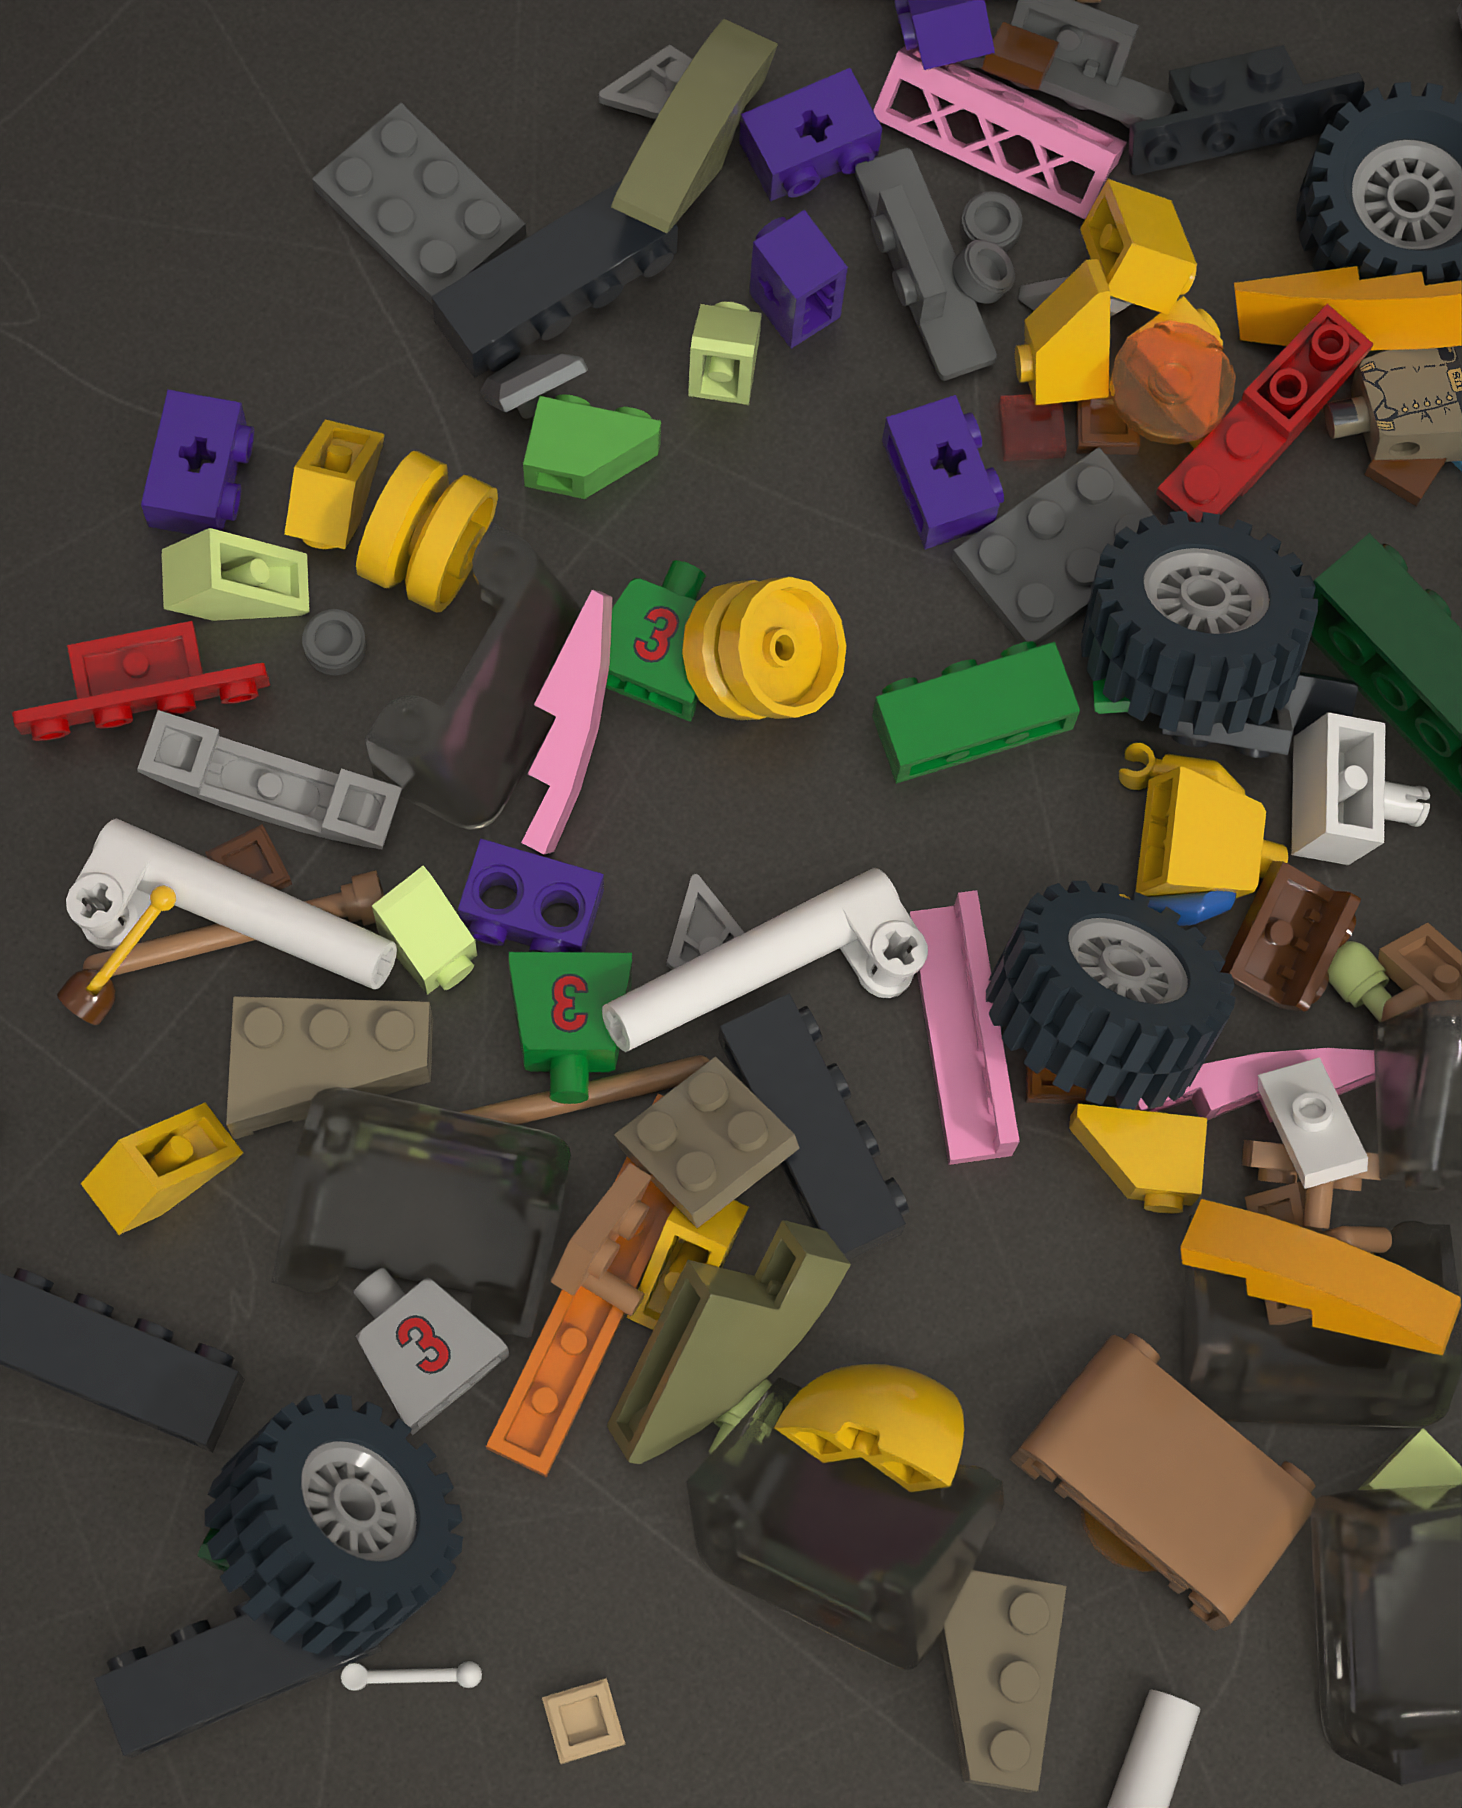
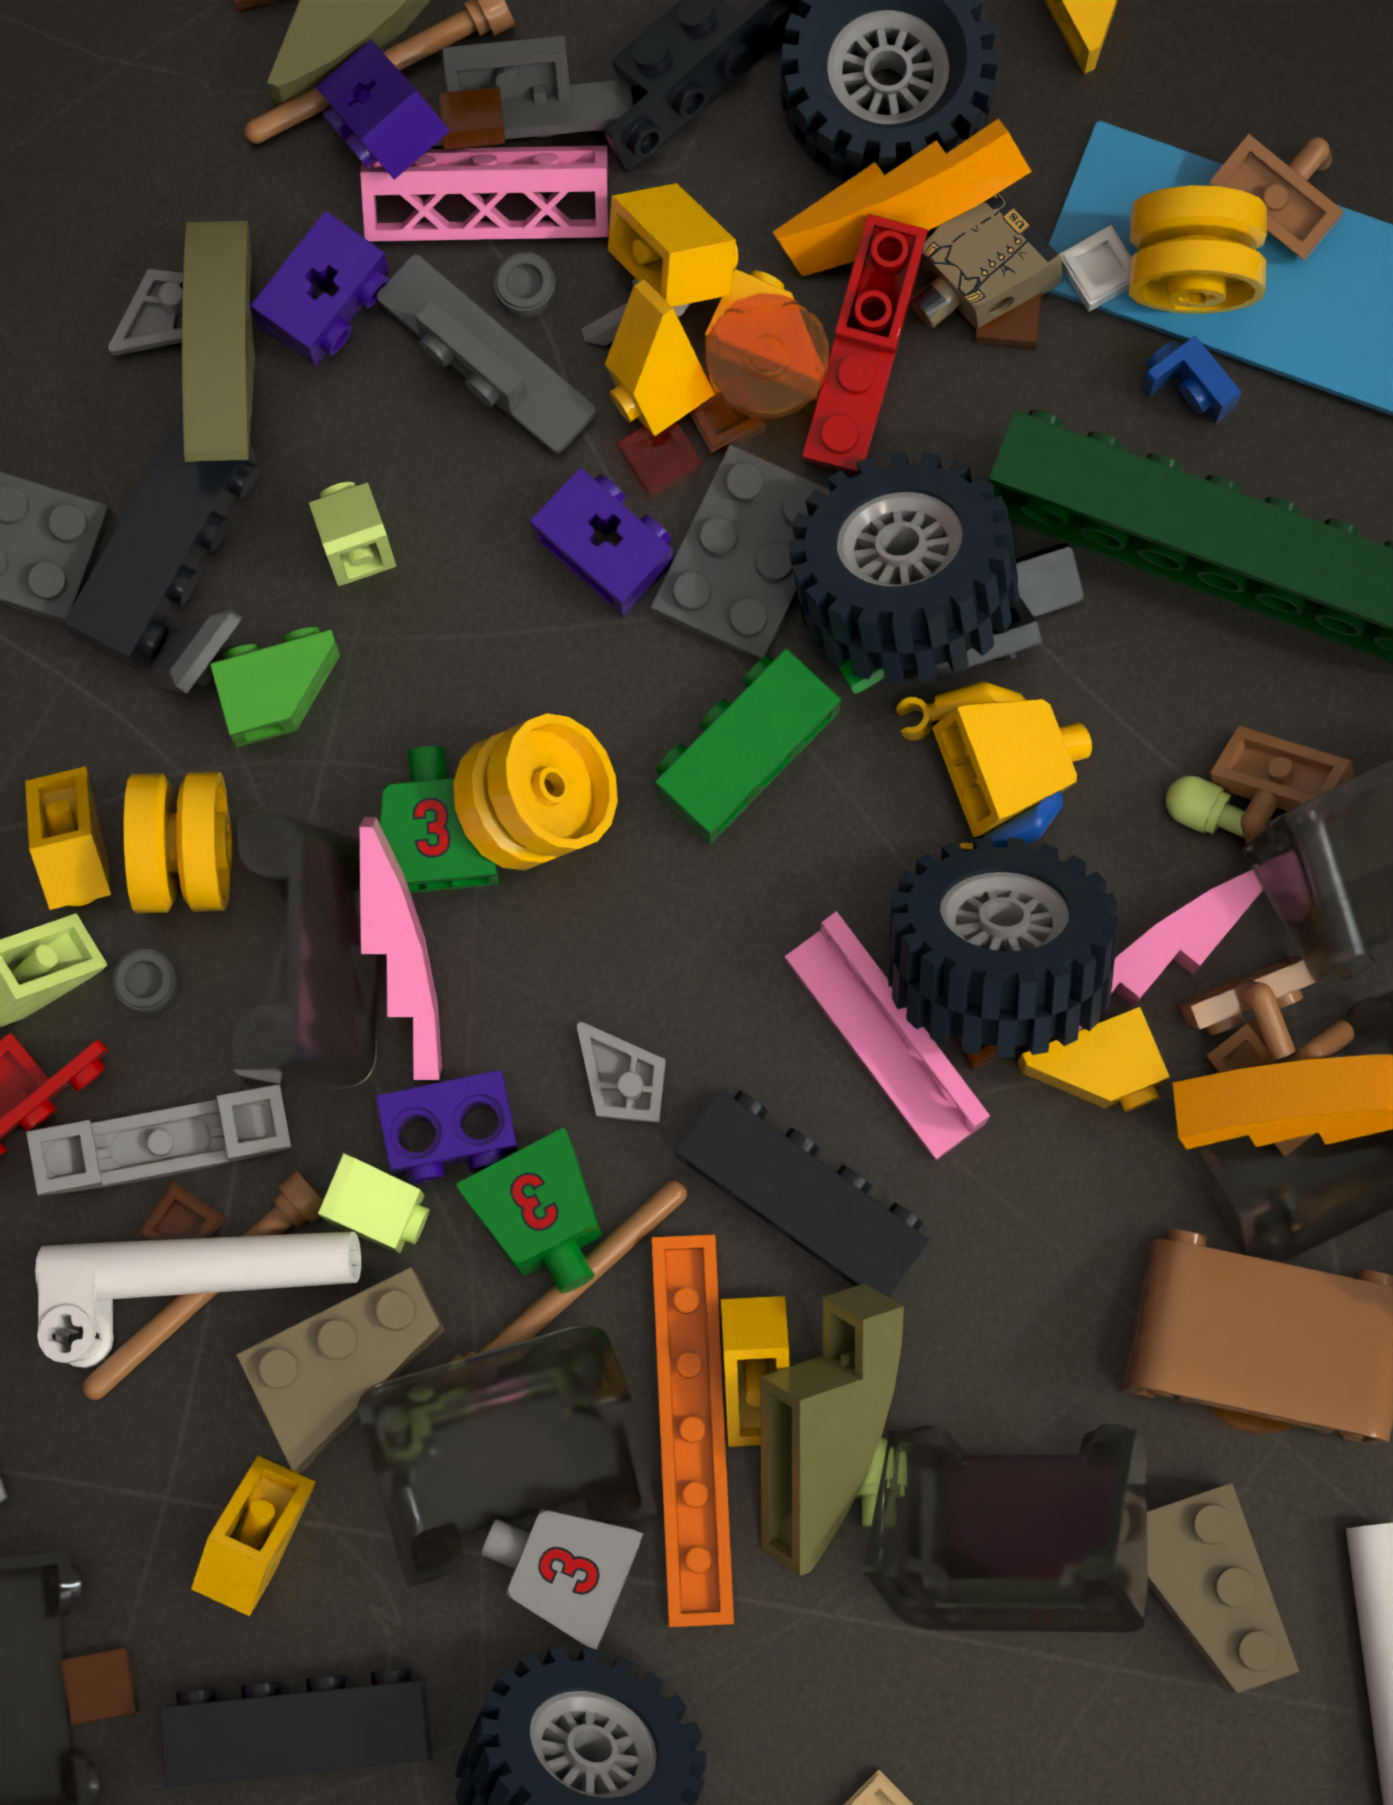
camera: 20 degrees left, 5 degrees up
(91, 991) = (104, 1413): hinge -> none
(594, 1243) = (674, 1412): medium nougat plate -> none
(706, 1141) = (719, 1261): dark tan plate -> none
(797, 277) = (381, 432): dark purple brick -> none
(856, 916) = (740, 987): white axle -> none
(884, 1415) = (1000, 1420): yellow brick -> none
(984, 271) = (543, 334): dark grey tile -> none
(1290, 938) = (1128, 804): reddish brown bracket -> none
(1312, 1123) = (1235, 966): white plate -> none
(1343, 790) = (1107, 649): white brick -> none

